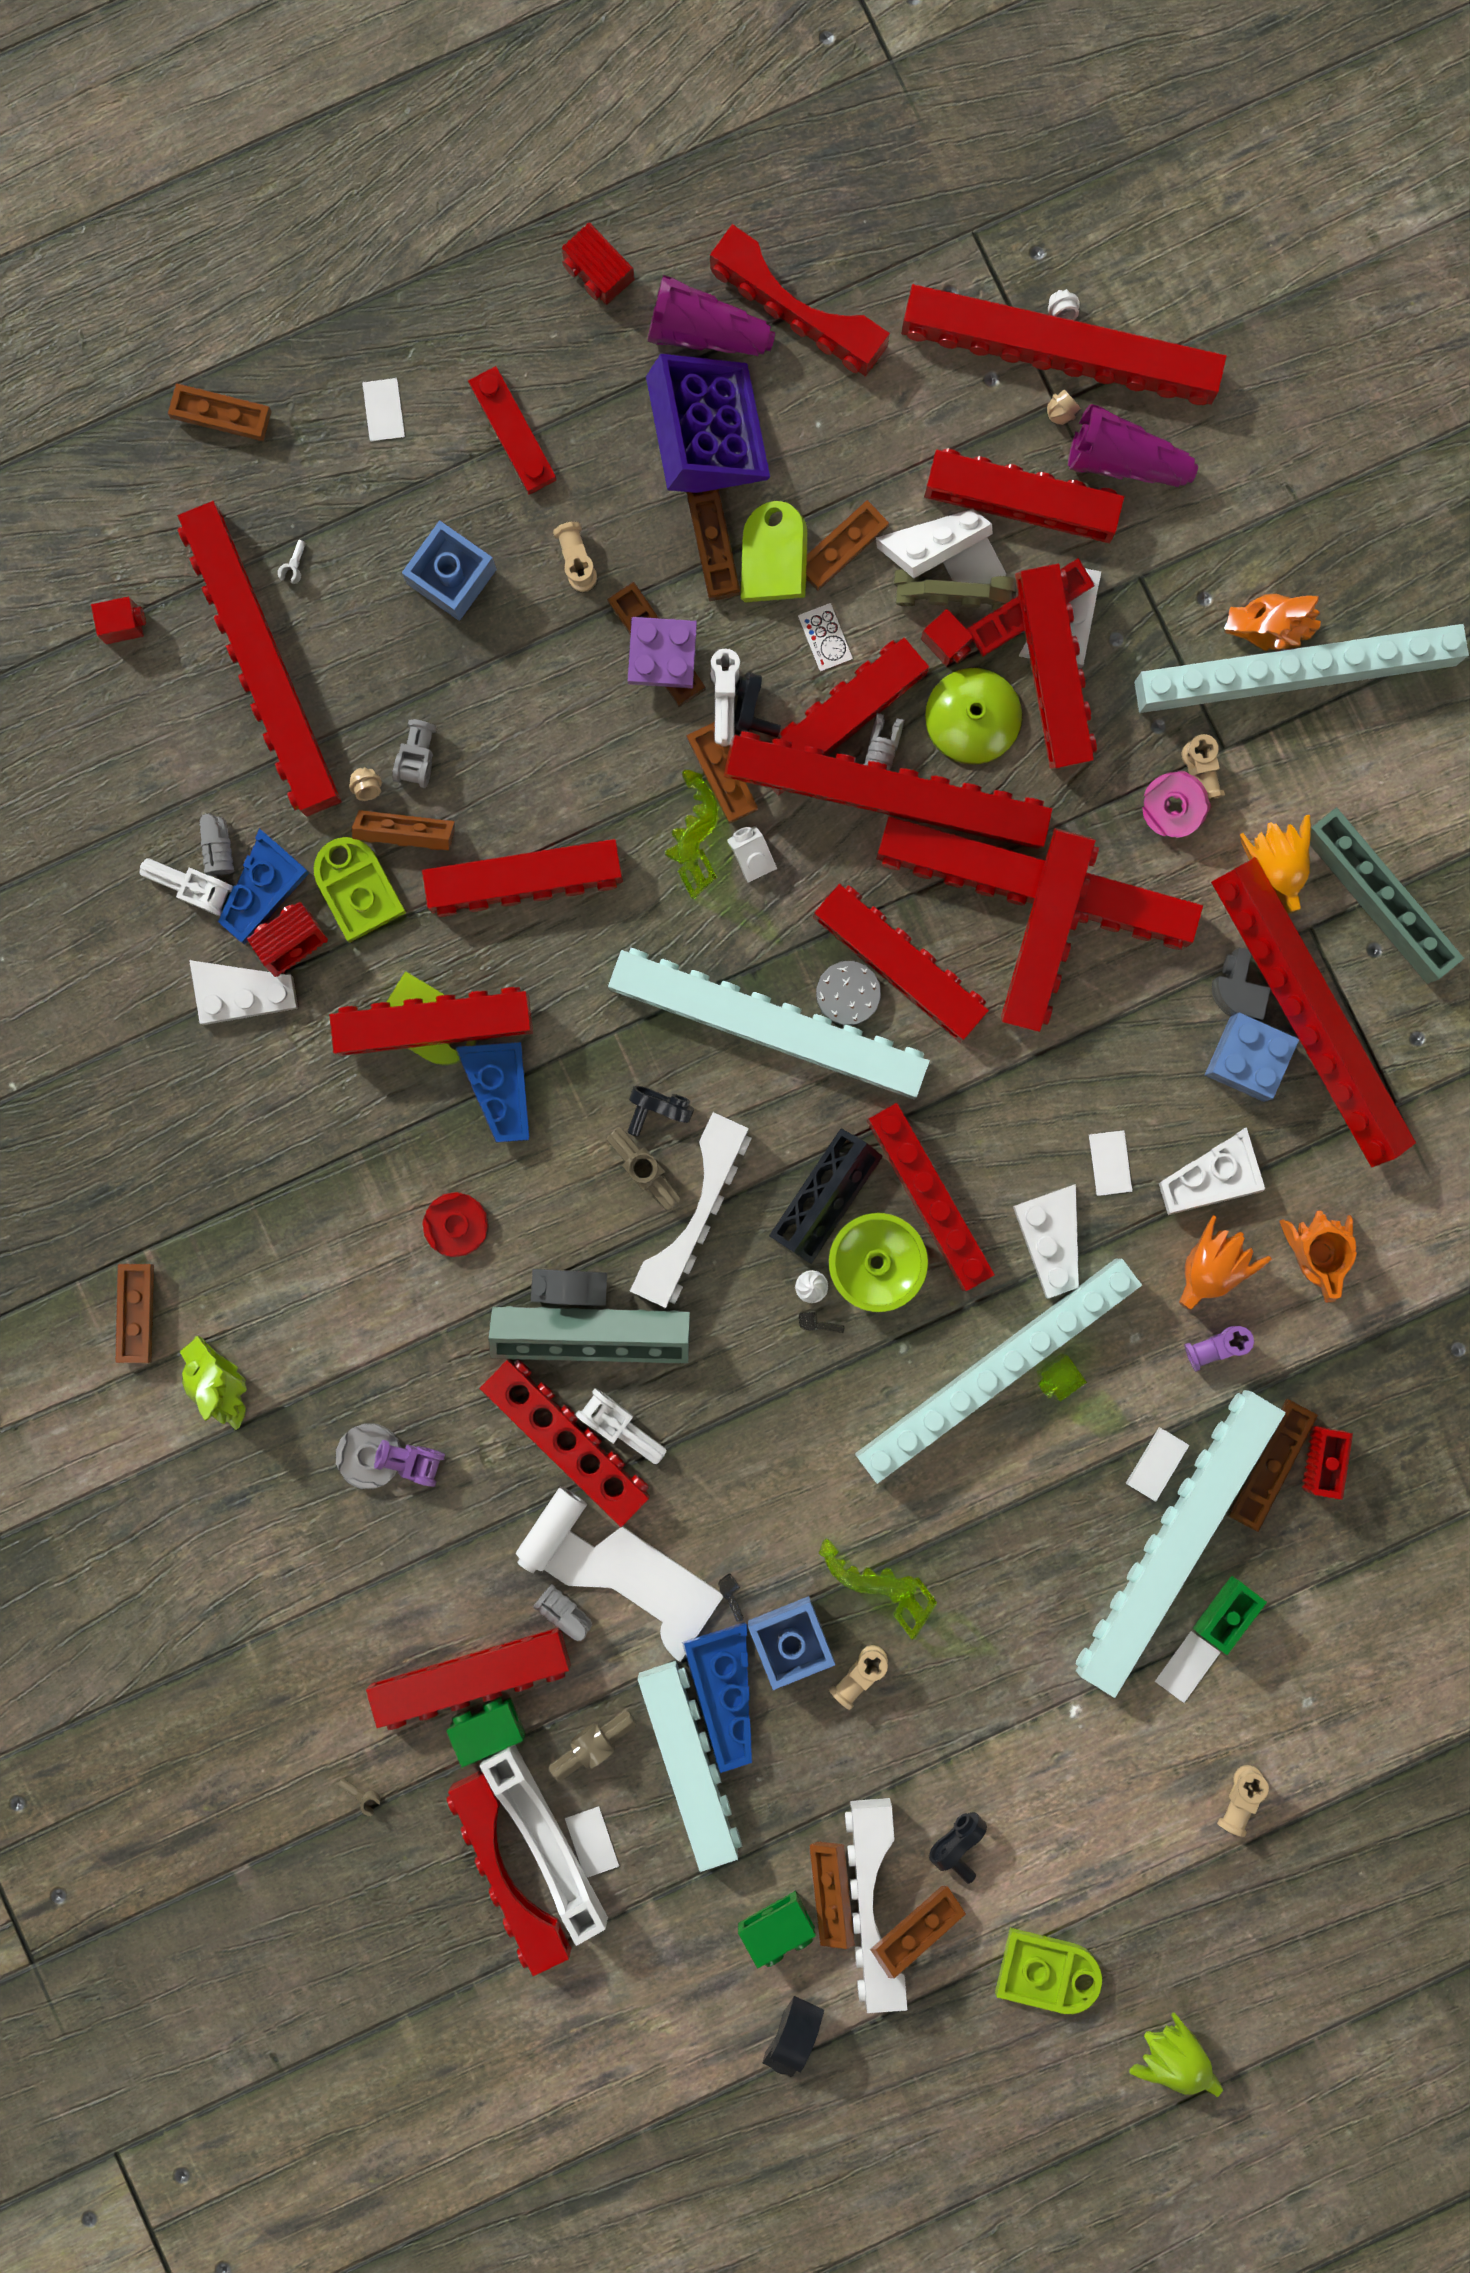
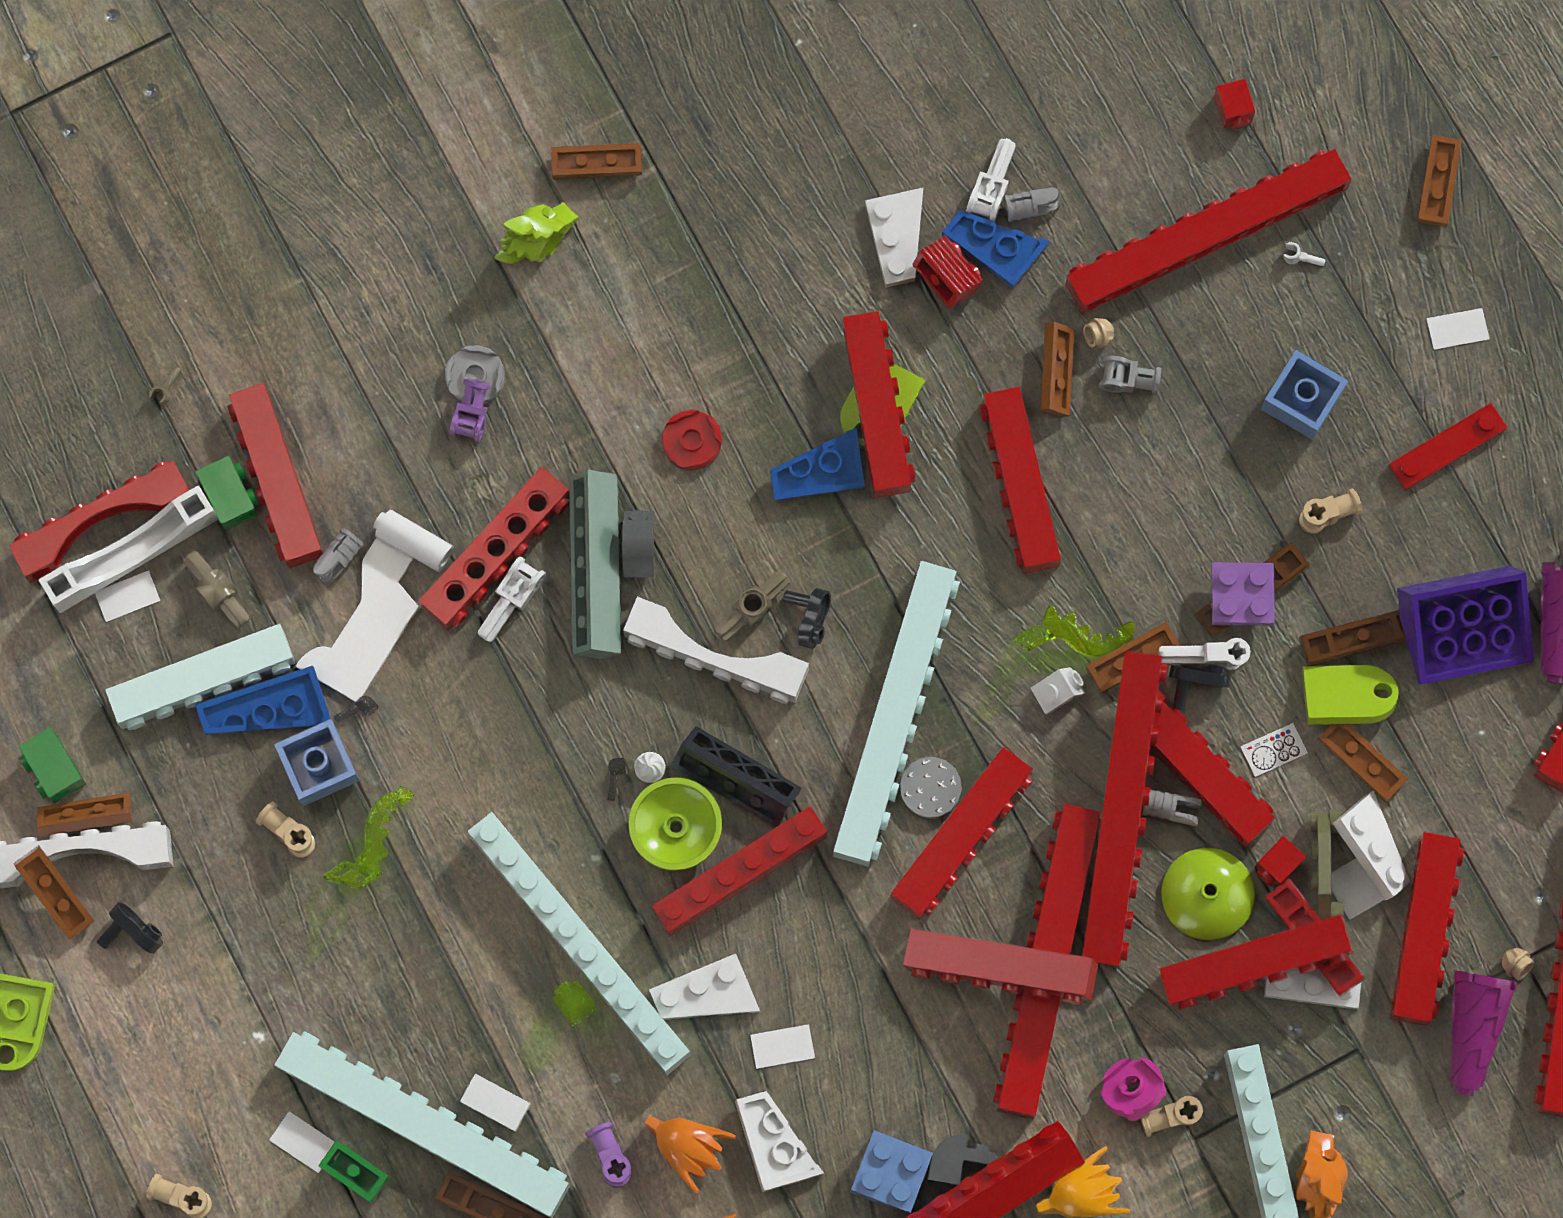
camera: 85 degrees right, 10 degrees down
(357, 889) = (999, 333): lime tile -> none

